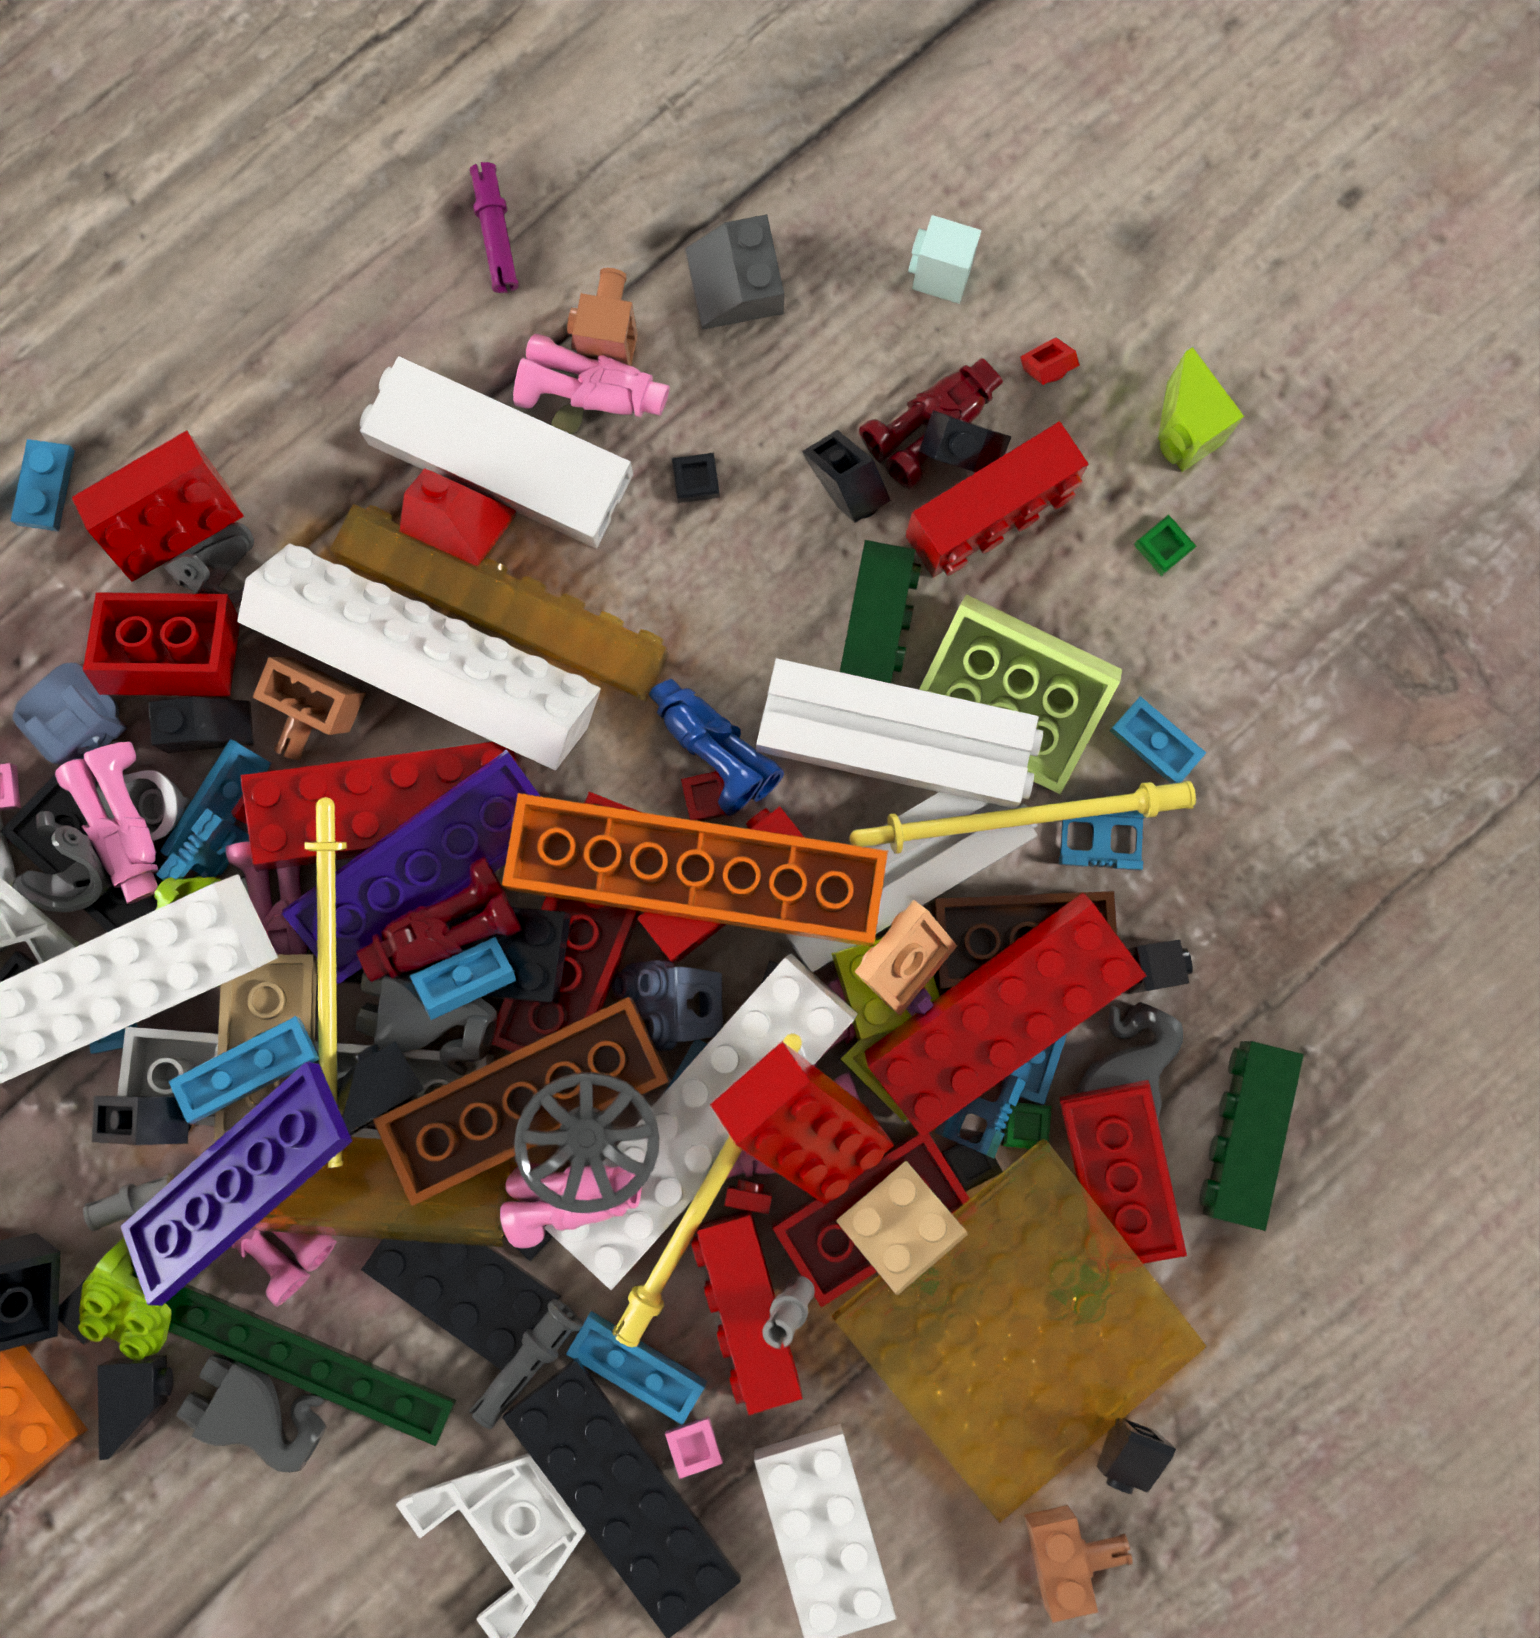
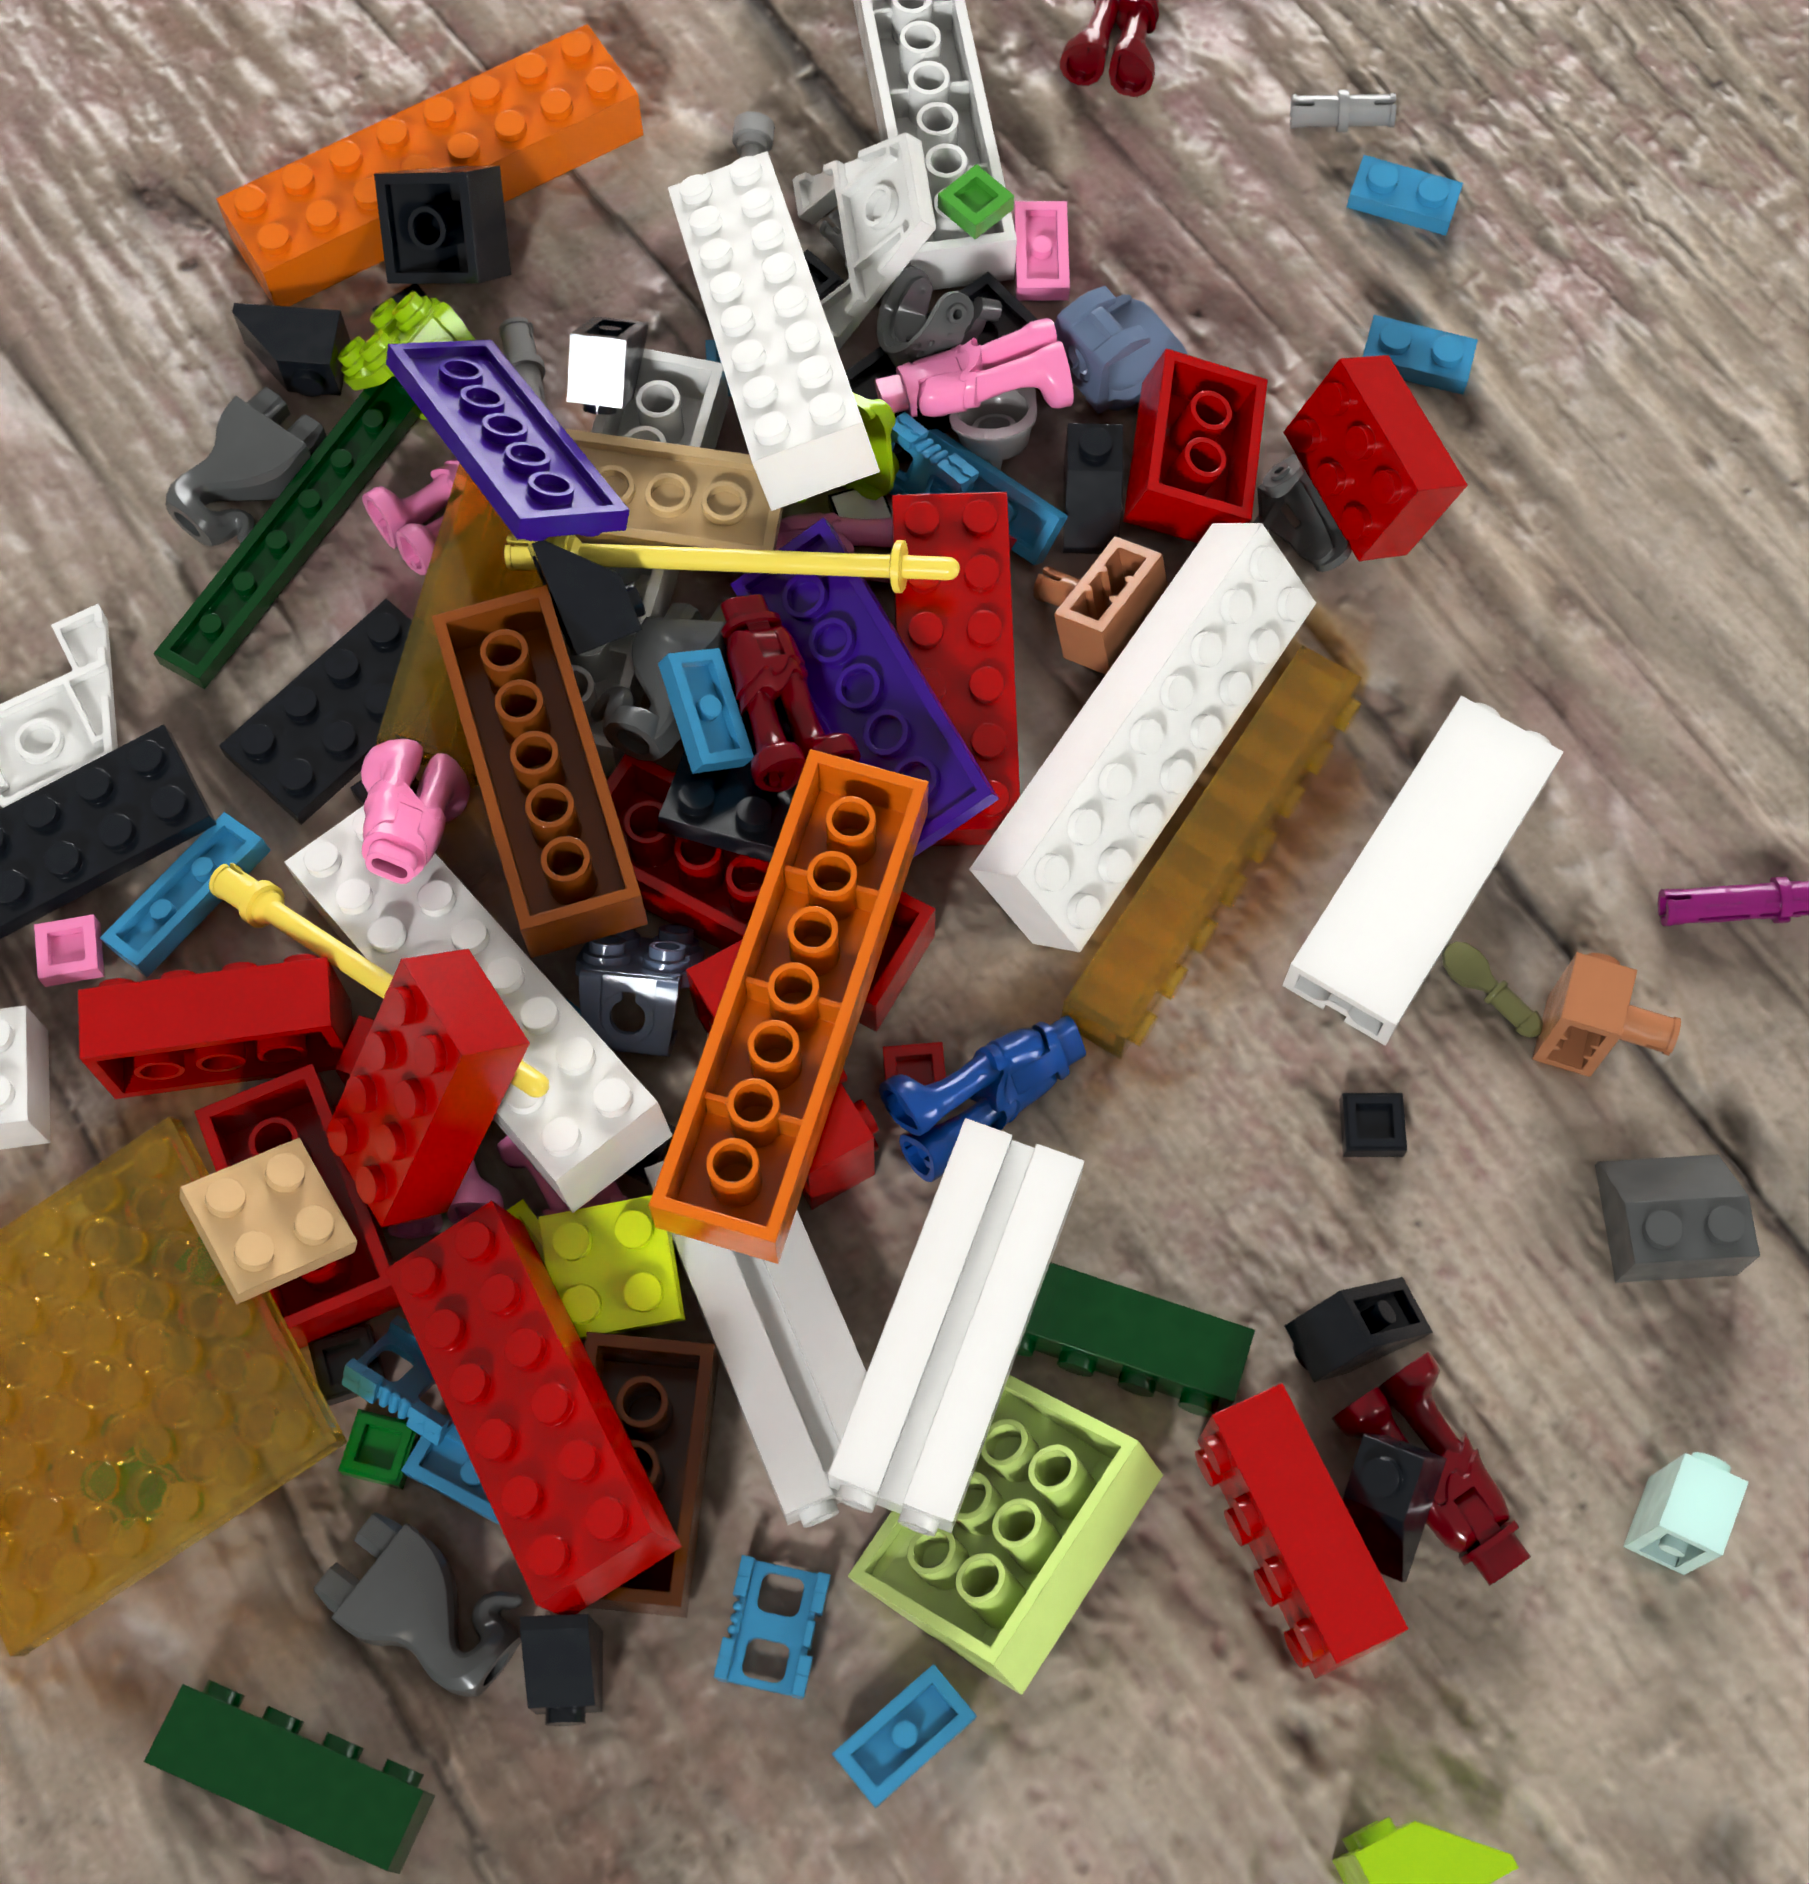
camera: 100 degrees right, 15 degrees down
(243, 1070) = (640, 461): dark azure plate -> none
(453, 517) = (1336, 795): red slope -> none
(538, 1347) = (237, 777): dark grey pin -> none
(586, 1140) = (463, 811): dark grey wheel -> none
(601, 383) = (1507, 1003): bright pink piece -> none
(788, 1312) = (192, 1050): light grey pin -> none
(906, 957) = (629, 1269): light nougat plate -> none
(921, 1003) = (572, 1299): medium lavender piece -> none
(1050, 361) = (1519, 1663): red plate -> none
(1125, 1166) = (283, 1568): red tile -> none
(1146, 800) = (814, 1689): light yellow bar -> none
(1165, 545) = (1213, 1806): green tile -> none

